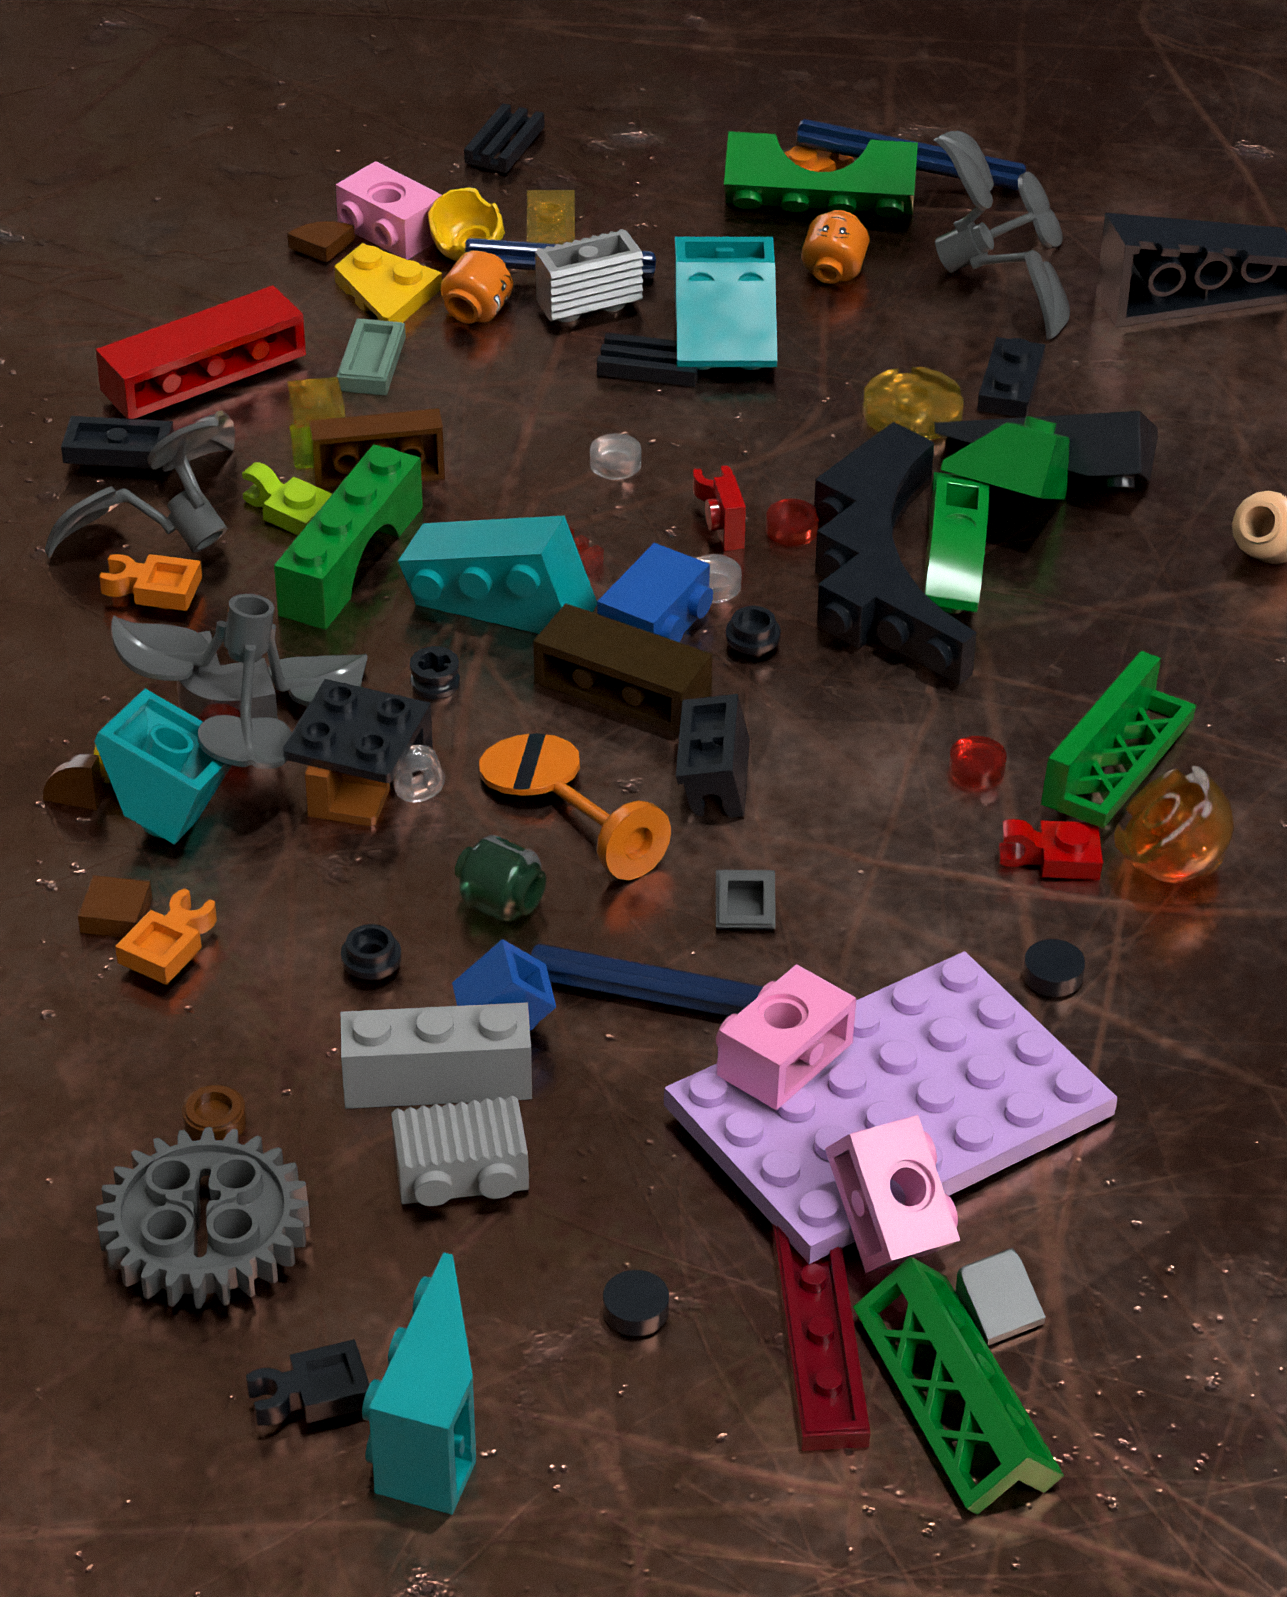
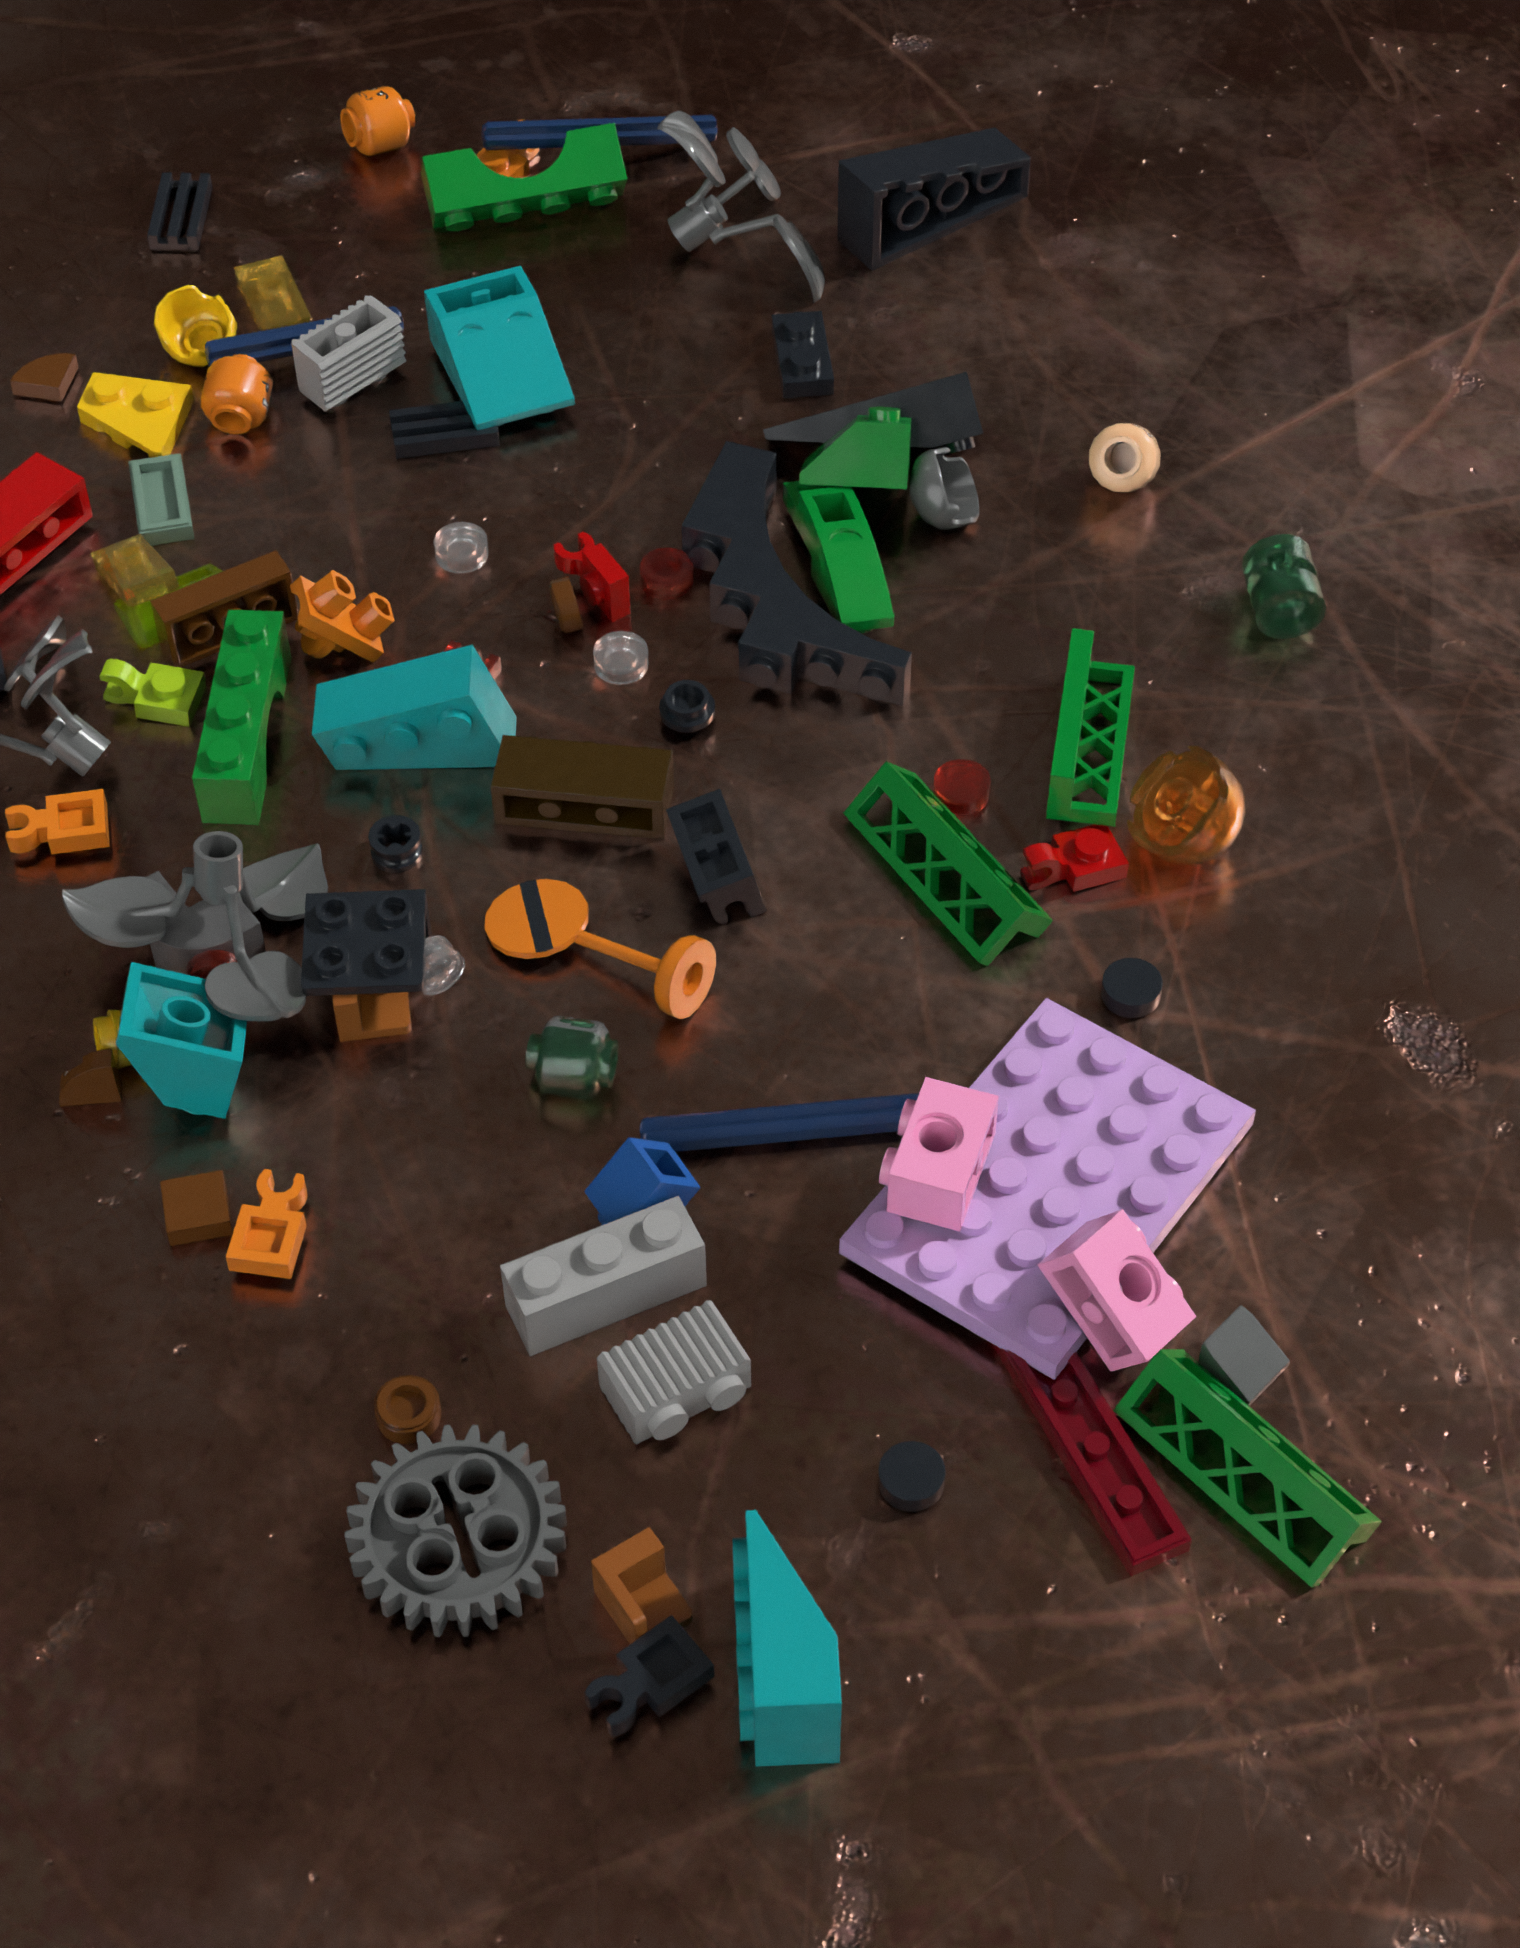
camera: 20 degrees left, 10 degrees up
(341, 1306) = (636, 1587): none -> dark orange panel
(370, 952) = (476, 1166): black plate -> none
(387, 209) = (104, 327): bright pink brick -> none
(467, 482) = (334, 623): none -> orange hips
(660, 593) = (584, 695): blue brick -> none
(682, 522) = (565, 605): none -> reddish brown tile
(712, 102) = (377, 120): none -> orange head
(745, 899) = (813, 1005): dark grey slope -> none
(836, 245) = (573, 255): orange head -> none
(912, 400) = (721, 408): clear yellow tile -> none
(935, 801) = (962, 852): none -> green fence
(1082, 513) = (943, 490): none -> dark grey hair

